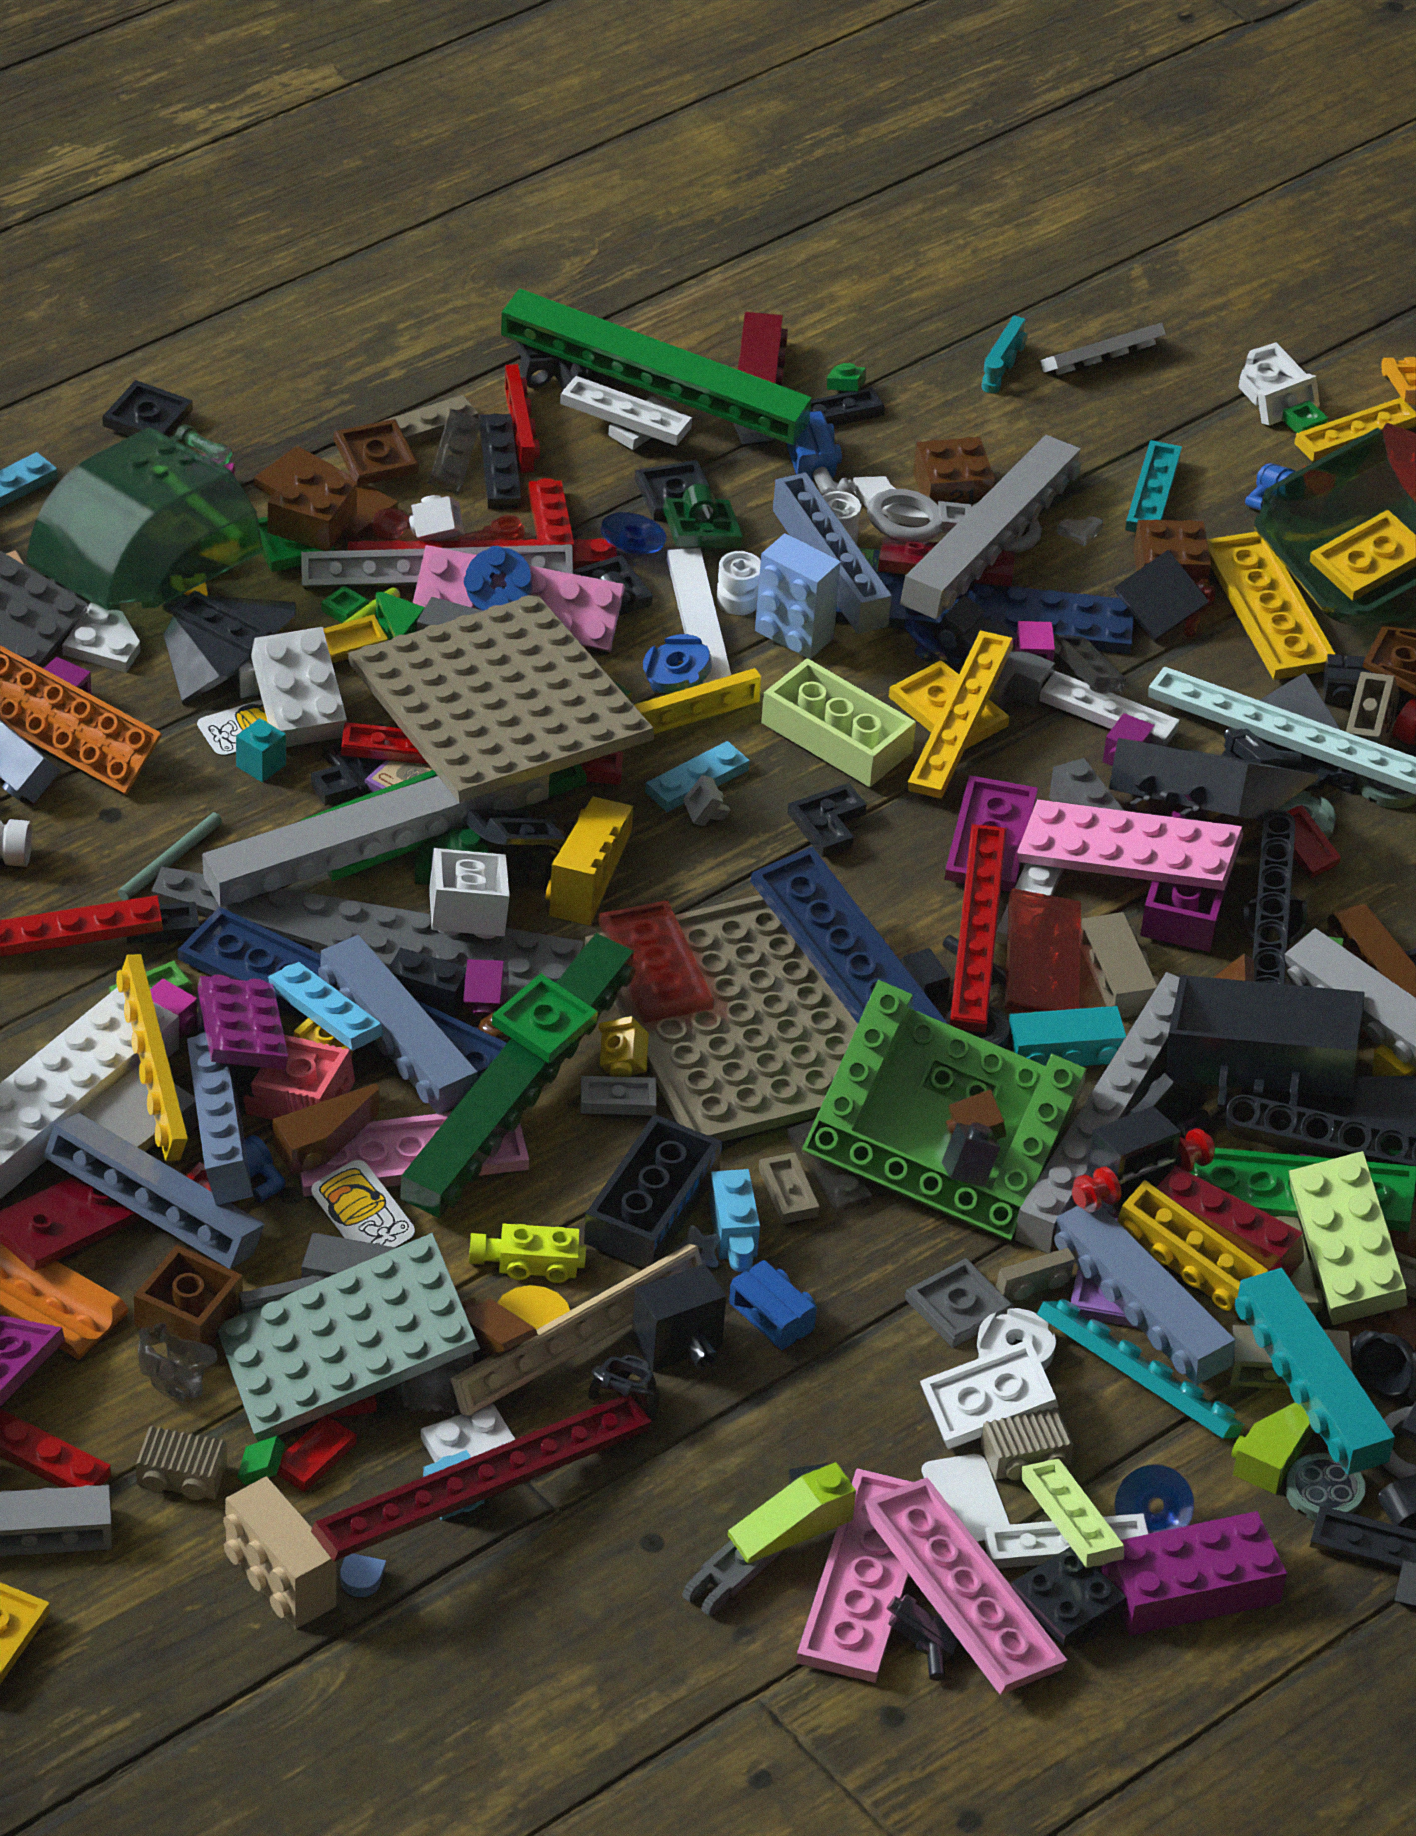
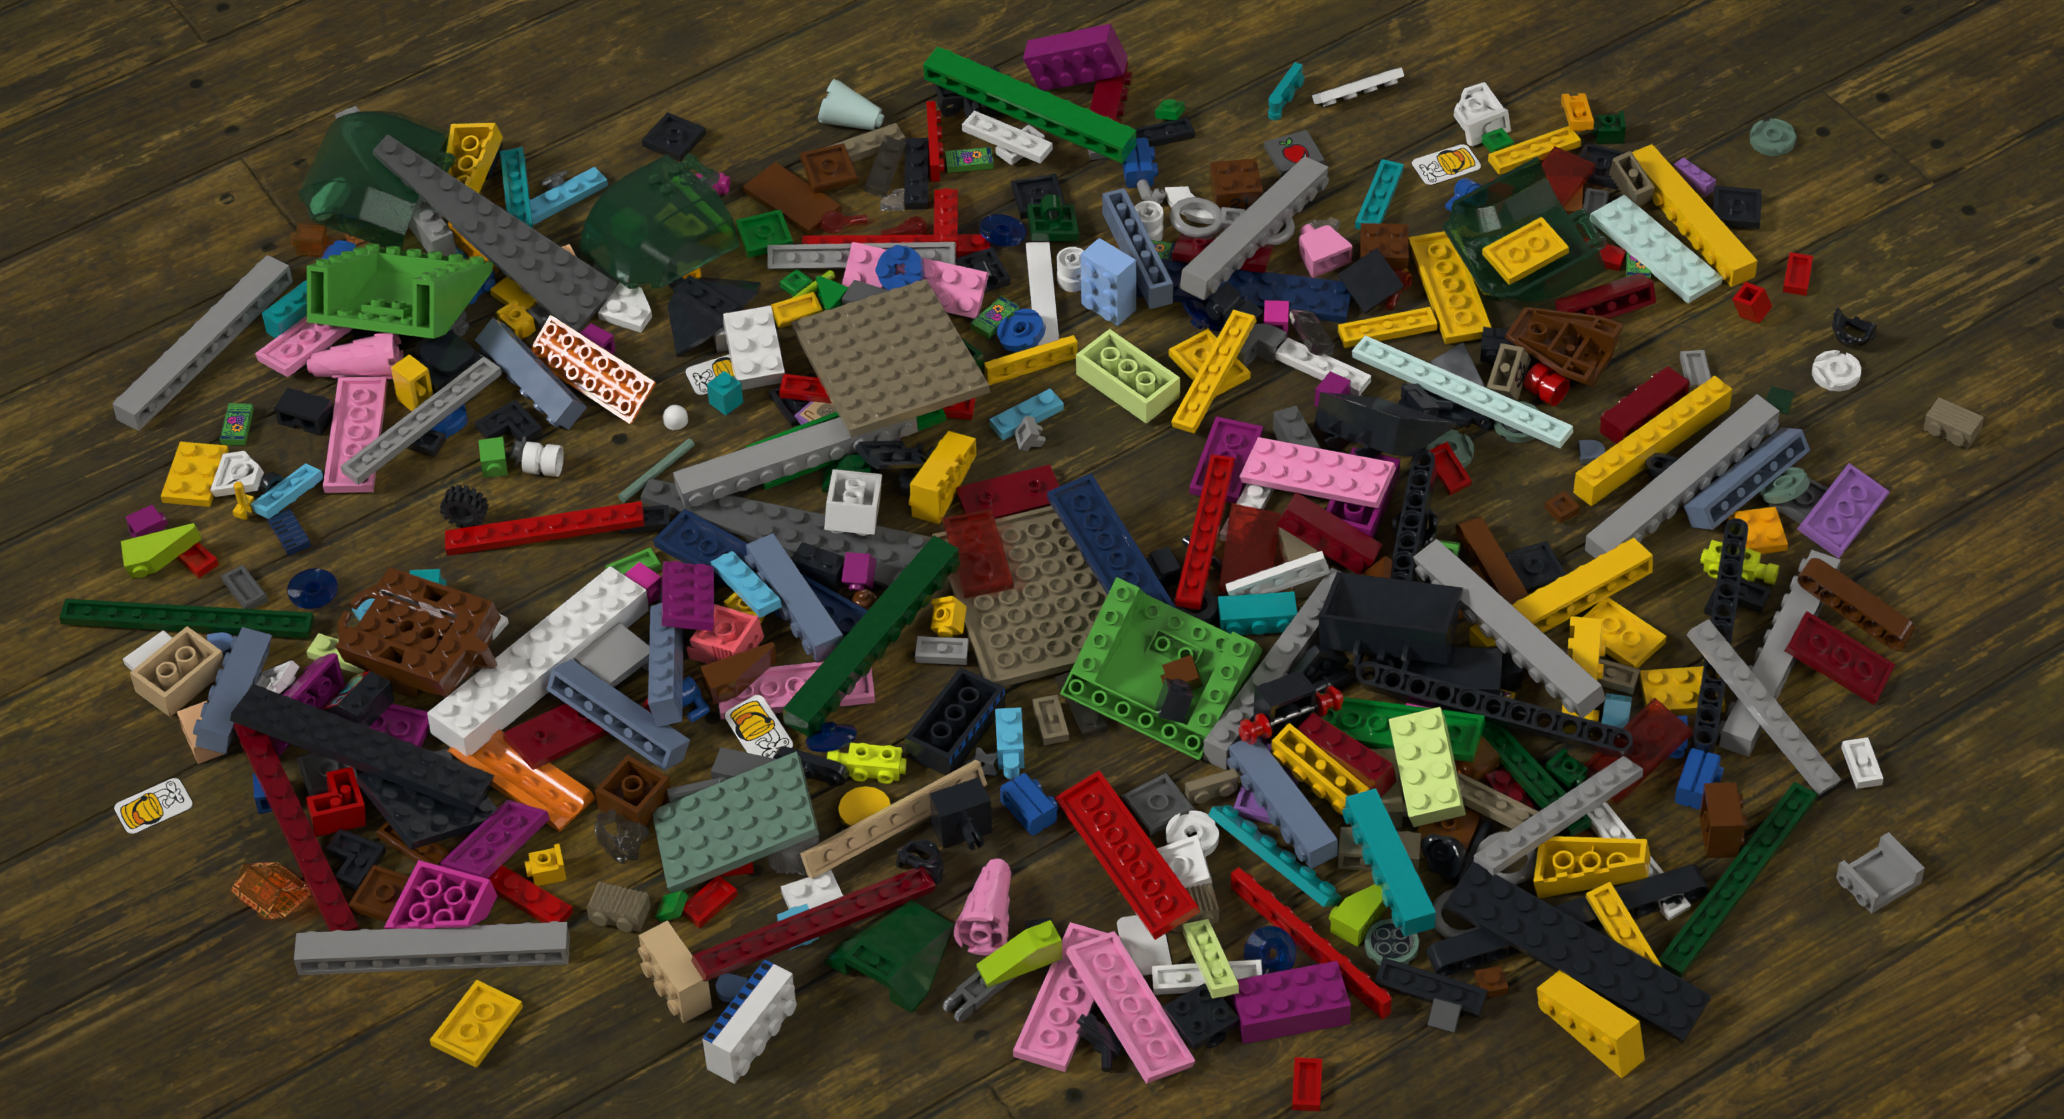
camera: 10 degrees right, 5 degrees up
(66, 1408) = (546, 866): none -> yellow brick
(154, 1064) = (623, 630): yellow plate -> none
(190, 784) = (675, 417): none -> white piece
(312, 507) = (777, 211): reddish brown brick -> none
(334, 784) = (773, 418): black plate -> none
(396, 375) = (849, 108): none -> light aqua cone
(401, 1621) = (749, 1021): none -> white brick
(436, 518) = (864, 220): white brick -> none
(462, 1260) = (818, 767): none -> black plate
(472, 1217) = (831, 737): none -> clear blue dish
(473, 496) = (894, 201): none -> clear tile
(495, 1326) = (831, 817): reddish brown slope -> none
(544, 1018) = (890, 597): green plate -> none
(572, 443) = (969, 159): none -> tile
(609, 1512) = (898, 952): none -> dark green wedge
(629, 651) = (990, 318): none -> tile
(689, 880) = (1009, 493): none -> dark red plate
(712, 305) = (1075, 57): none -> magenta brick
(731, 1462) = (985, 913): none -> bright pink cone
(823, 815) = (1110, 443): black plate -> none
(931, 1371) = (1127, 855): none -> red plate
(1021, 430) = (1290, 149): none -> dark grey tile
(1087, 556) = (1323, 249): none -> bright pink torso
(1099, 984) = (1281, 576): none -> white plate
(1156, 927) = (1329, 534): none -> dark red brick
(1192, 656) = (1388, 326): none -> yellow plate
(1209, 1488) = (1308, 941): none -> red plate
(1233, 1689) = (1307, 1084): none -> red tile
(1237, 449) = (1446, 164): none -> sticker

